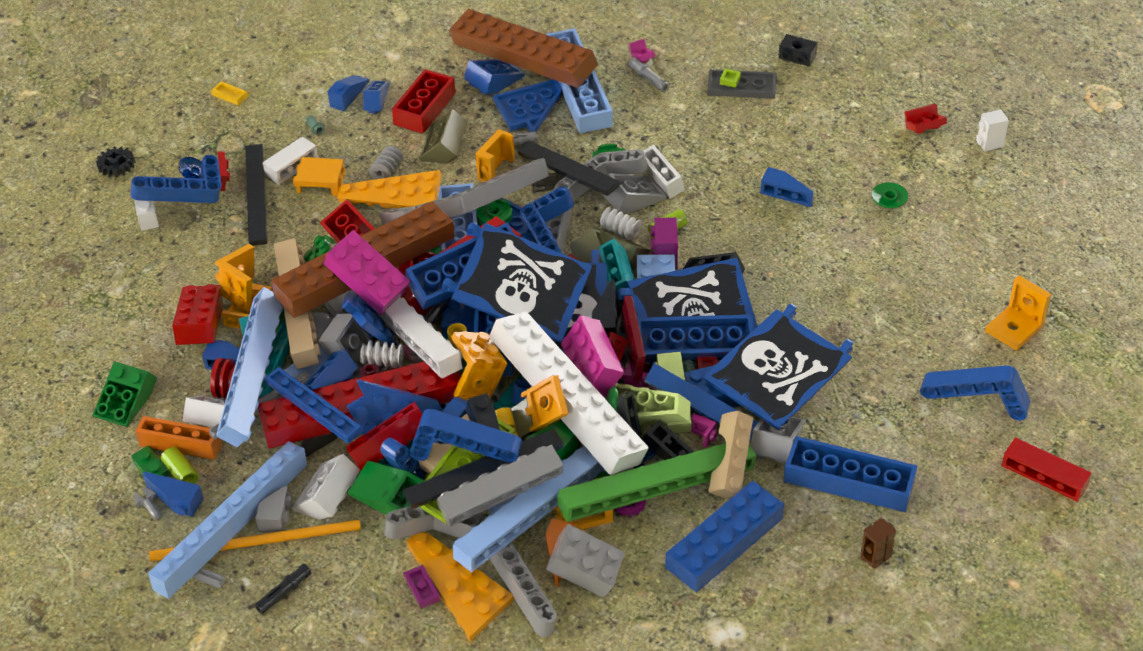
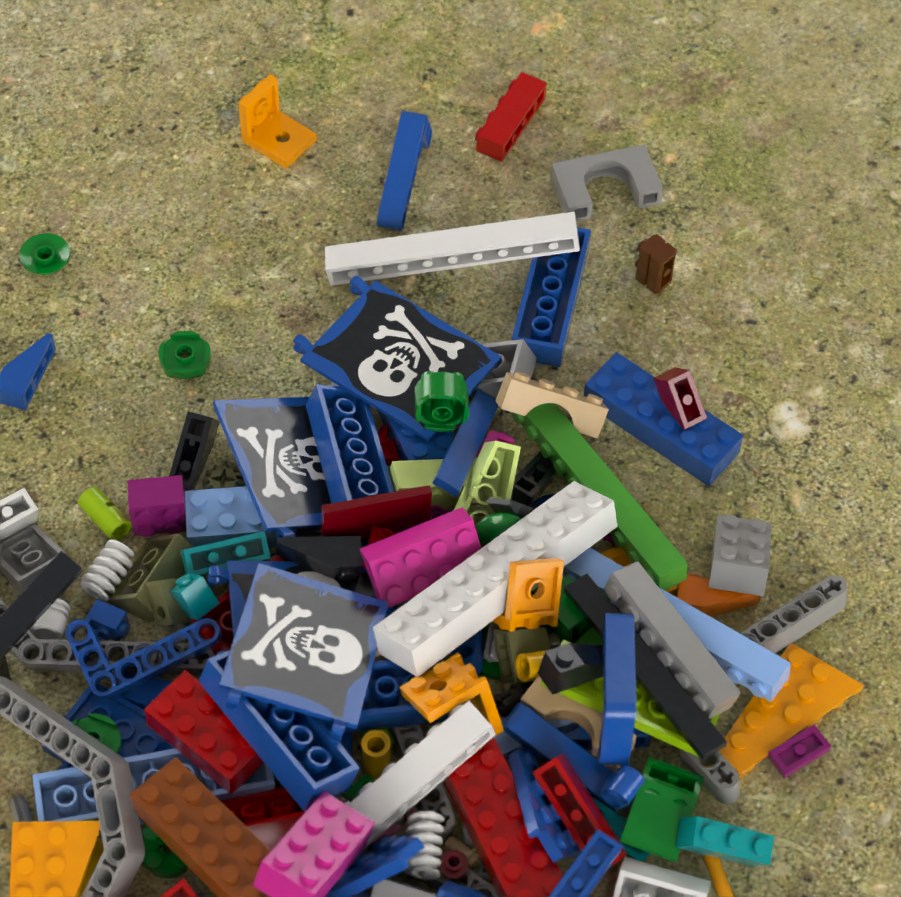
camera: 100 degrees left, 10 degrees up
(352, 518) = (725, 841): none -> teal brick
(581, 247) = (194, 596): none -> teal brick
(583, 222) = (108, 621): none -> blue brick
(588, 199) = (52, 622): none -> white piece
(725, 374) = (441, 400): none -> green brick
(727, 527) = (680, 396): none -> dark red slope
(805, 274) = (188, 367): none -> green plate
(889, 410) = (452, 248): none -> white brick
(977, 503) = (628, 165): none -> light grey arch

